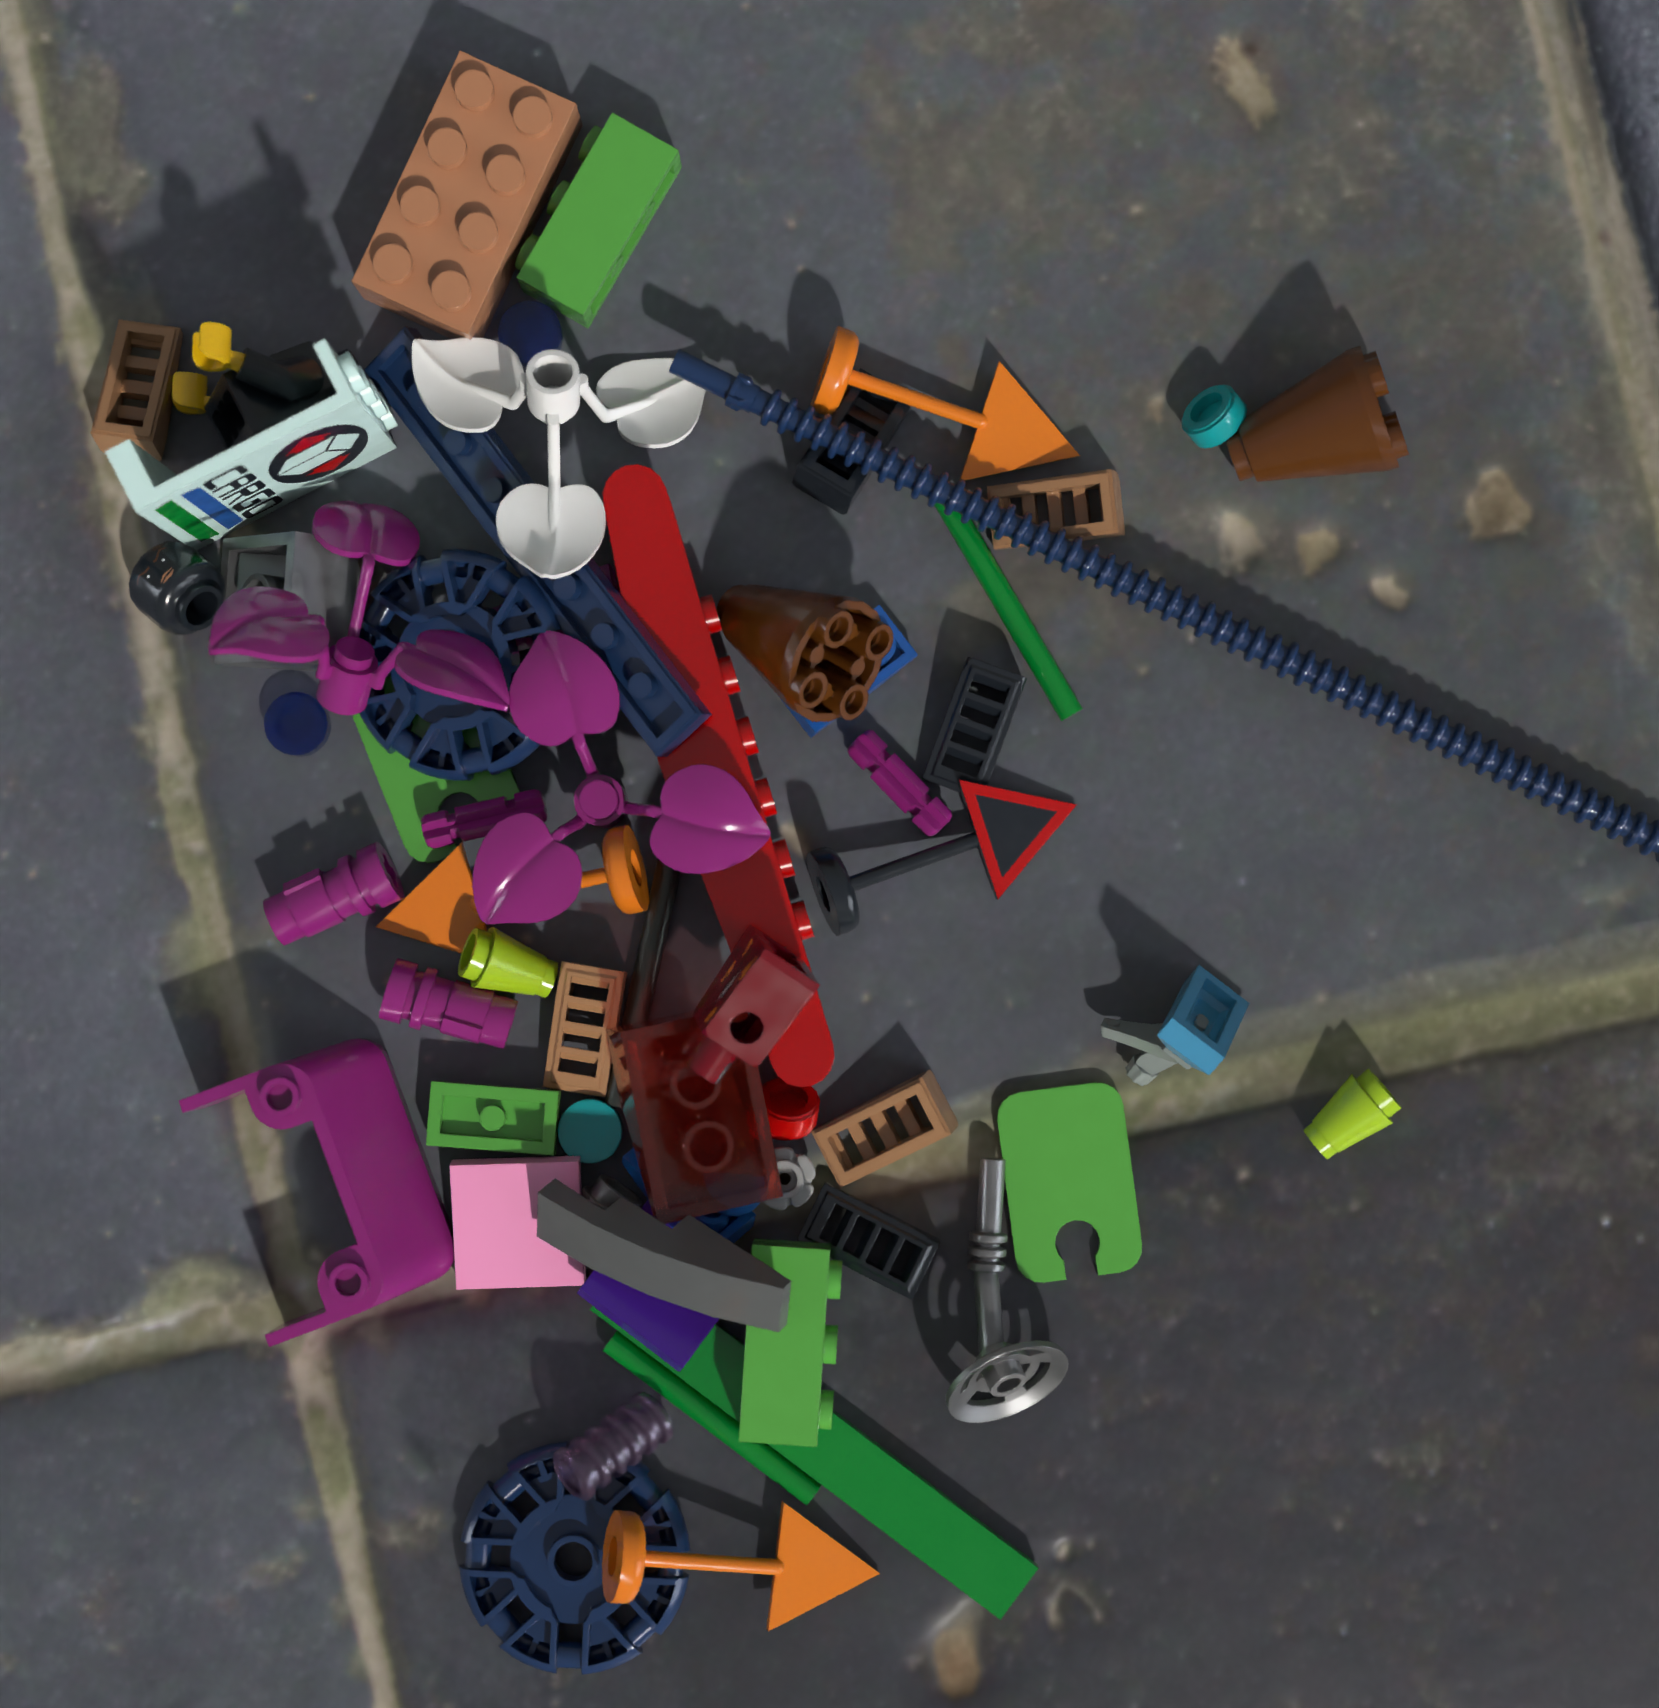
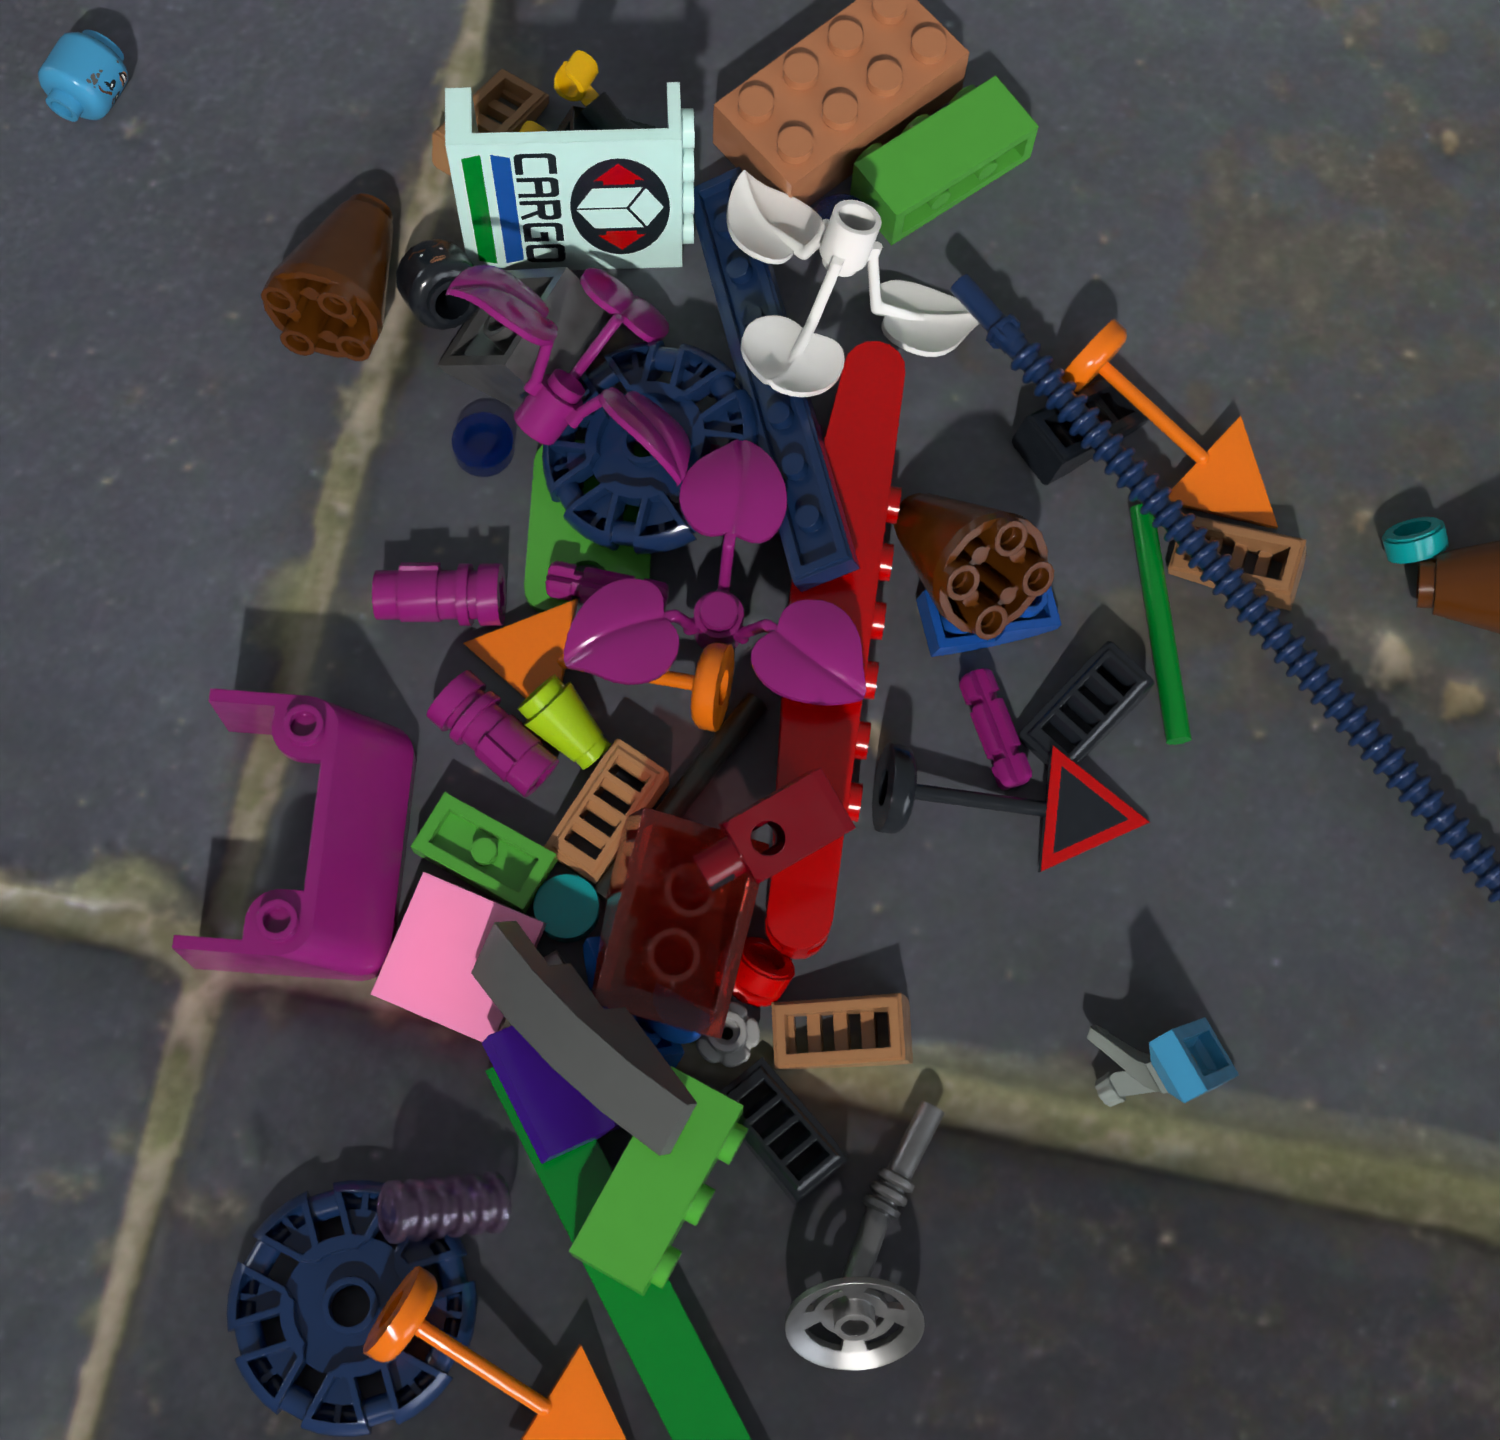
camera: 15 degrees right, 15 degrees down
(79, 631) = (335, 283): none -> reddish brown cone
(711, 1417) = (550, 1234): green bar -> none
(1065, 1165) = (999, 1149): bright green piece -> none
(1352, 1114) = (1300, 1224): lime cone -> none

